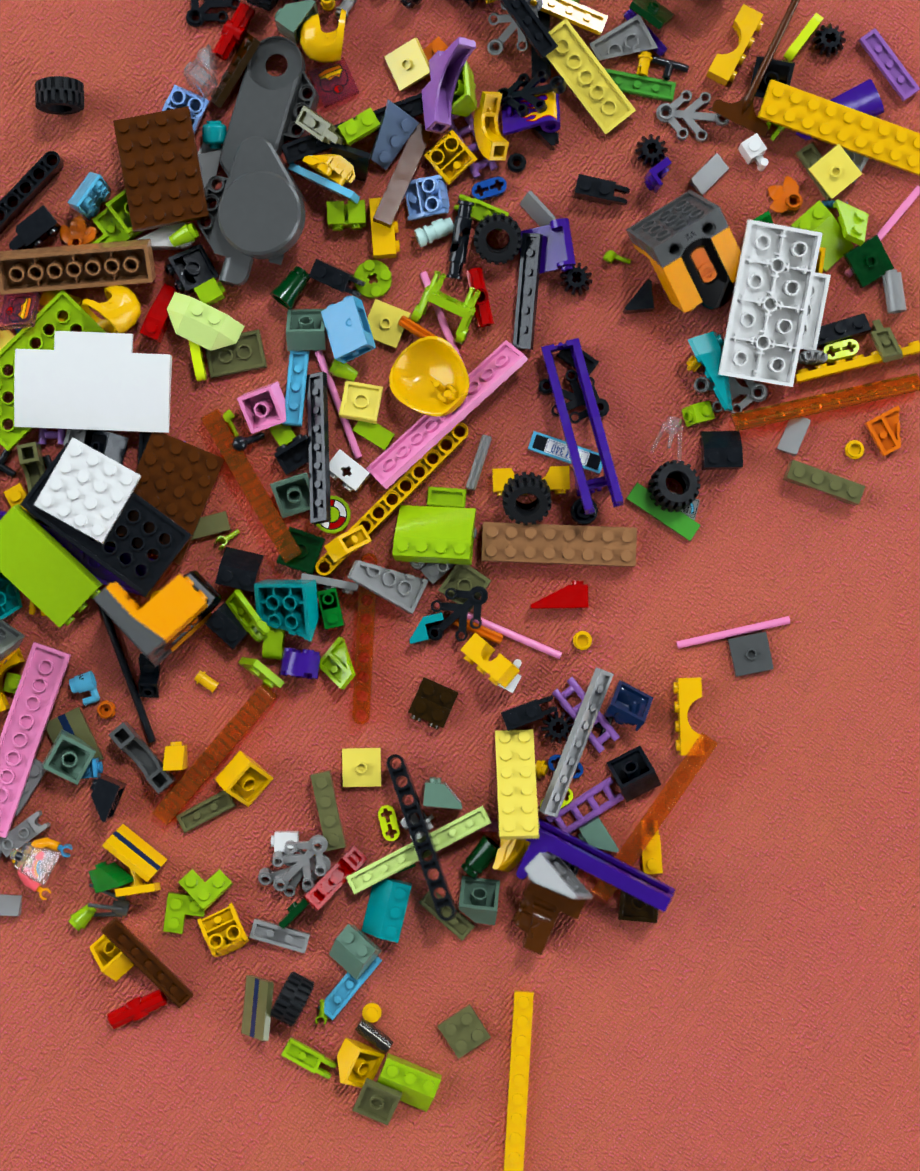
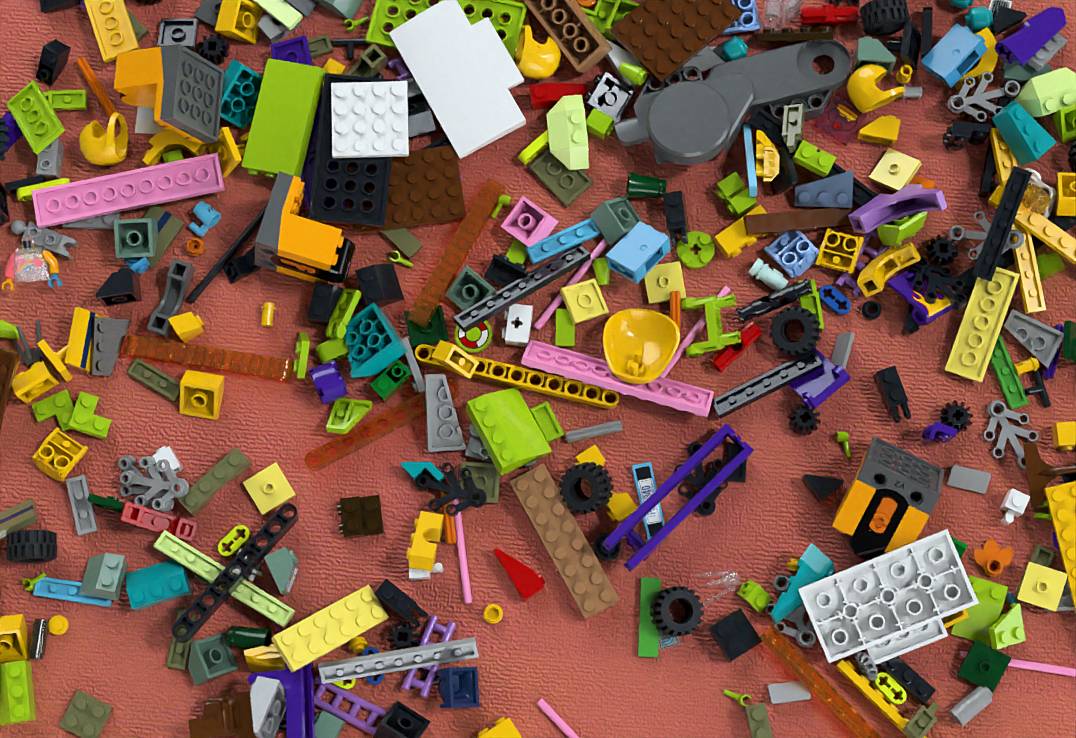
camera: 60 degrees right, 10 degrees down
(37, 631) = (228, 151): none -> yellow tile
(108, 876) = (52, 330): green slope -> none
(144, 917) = (34, 382): none -> yellow slope
(148, 836) = (106, 343): none -> wing
(240, 443) = (487, 222): black bar -> none
(366, 52) = (881, 131): none -> yellow slope
(495, 72) = (936, 245): none -> black gear
(773, 478) = (738, 697): none -> lime hand

